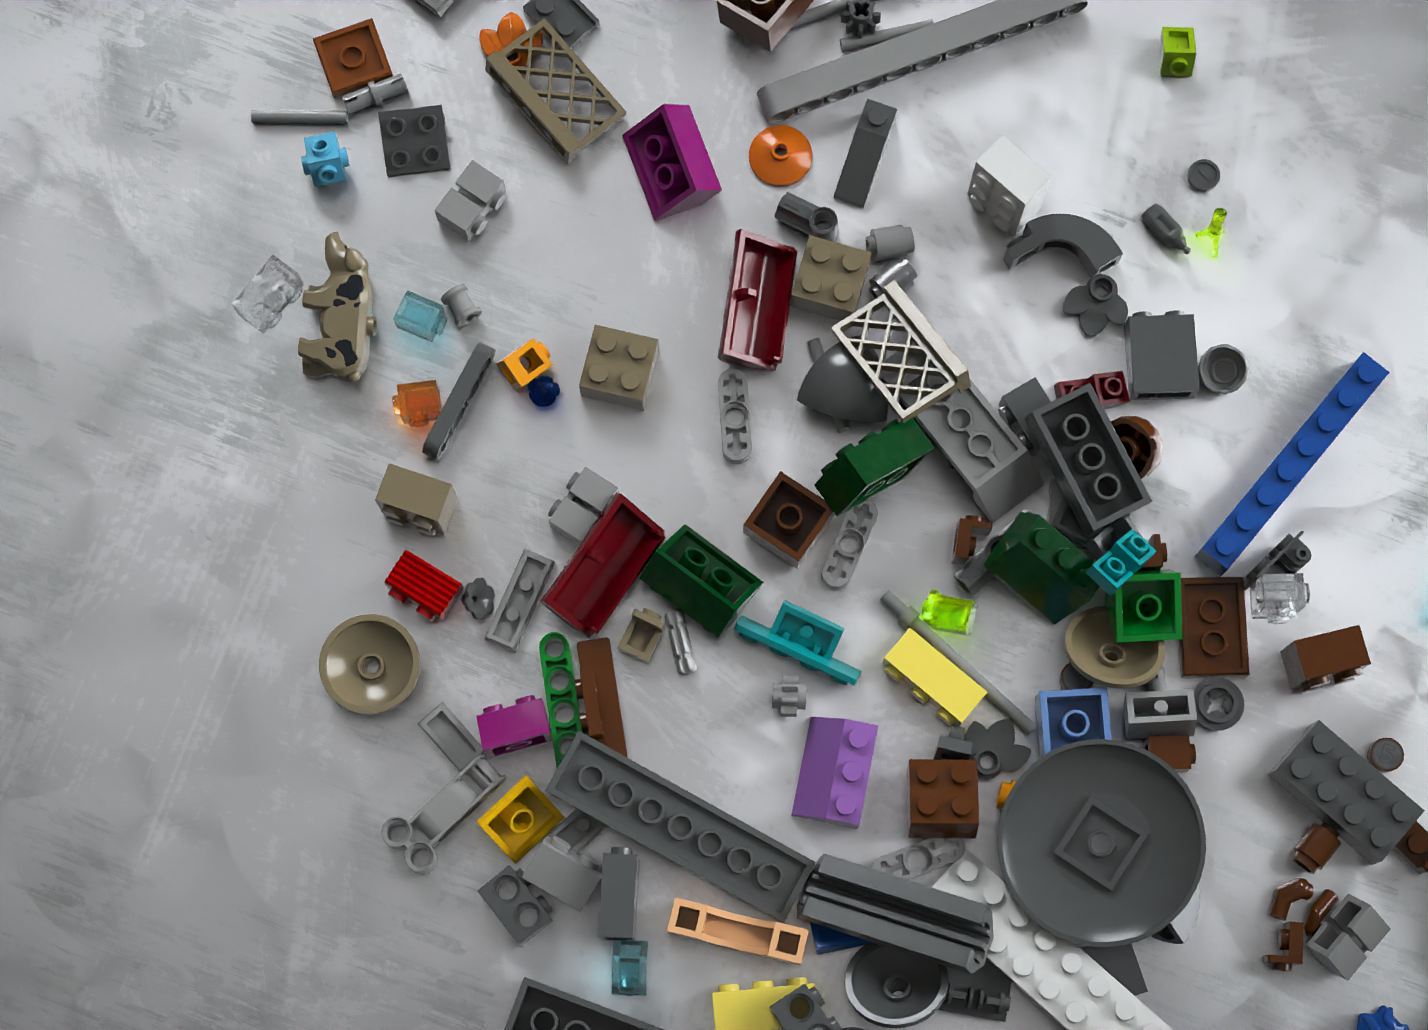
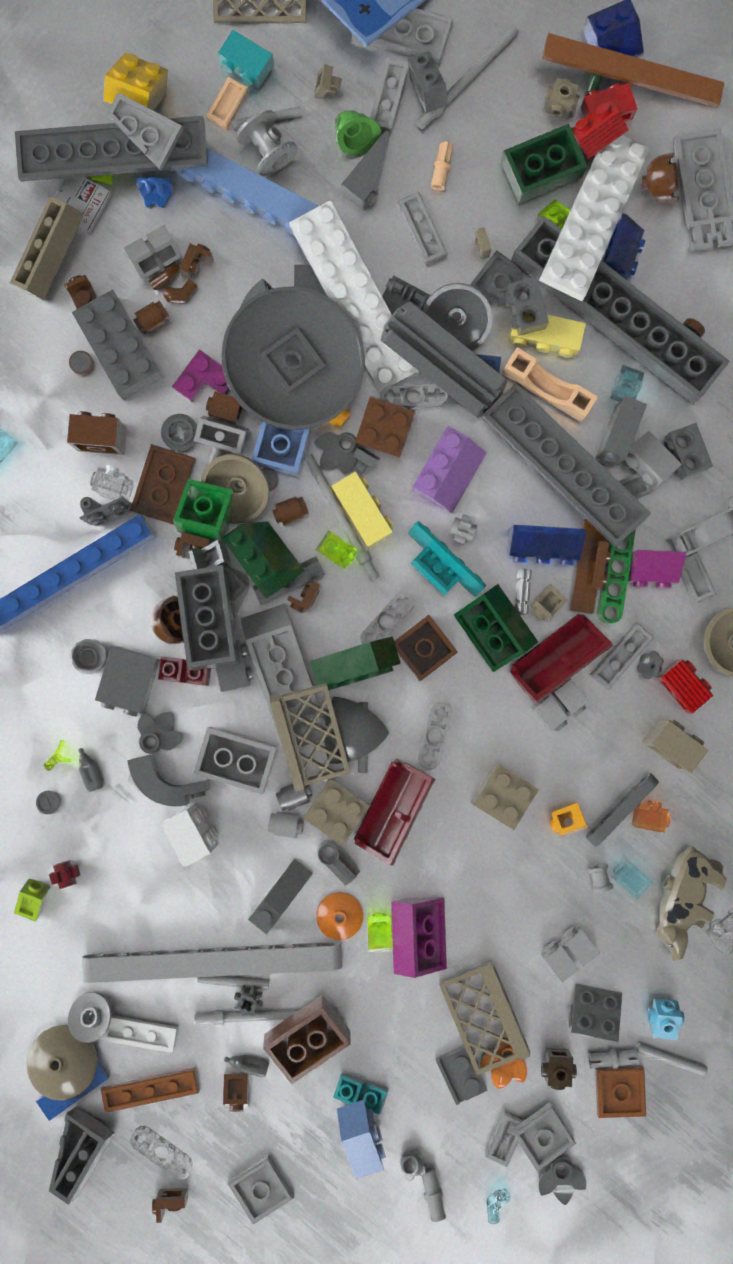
camera: 165 degrees left, 10 degrees up
(442, 57) = (558, 1069): none -> dark brown brick
(520, 819) = (669, 506): yellow slope -> none
(543, 398) = (561, 796): clear blue plate -> none
(673, 709) = (545, 544): none -> clear blue slope
(723, 148) = (379, 933): none -> clear neon green bracket
(984, 299) = (235, 760): none -> light grey brick
(1030, 646) = (290, 510): none -> reddish brown brick
(1121, 562) = (211, 538): teal slope -> none
(1148, 92) = (64, 874): none -> dark red gear
(1223, 794) = (198, 372): none -> magenta plate

